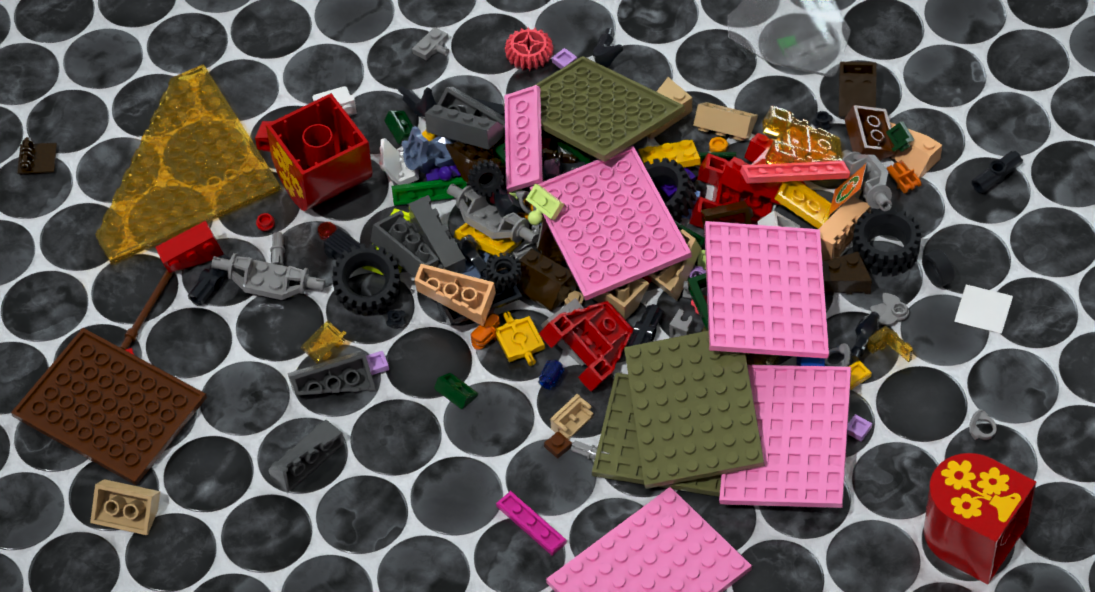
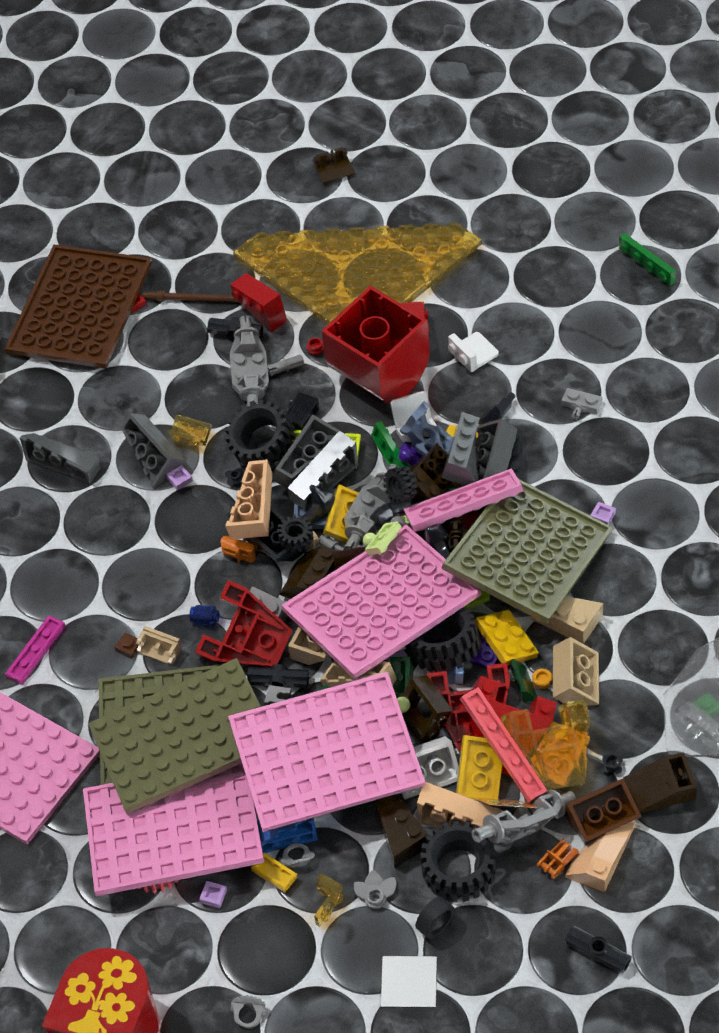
camera: 75 degrees right, 0 degrees up
(325, 230) = (323, 394): clear red tile -> none
(399, 125) = (474, 406): dark green slope -> none
(455, 390) = (170, 548): dark green slope -> none
(519, 338) = (240, 572): yellow plate -> none
(539, 53) = (604, 476): coral gear -> none
(585, 450) = (128, 667): light grey axle -> none
(603, 52) = (618, 542): black animal -> none
(866, 328) = (339, 871): black animal -> none
(900, 137) = (599, 836): dark green bracket -> none

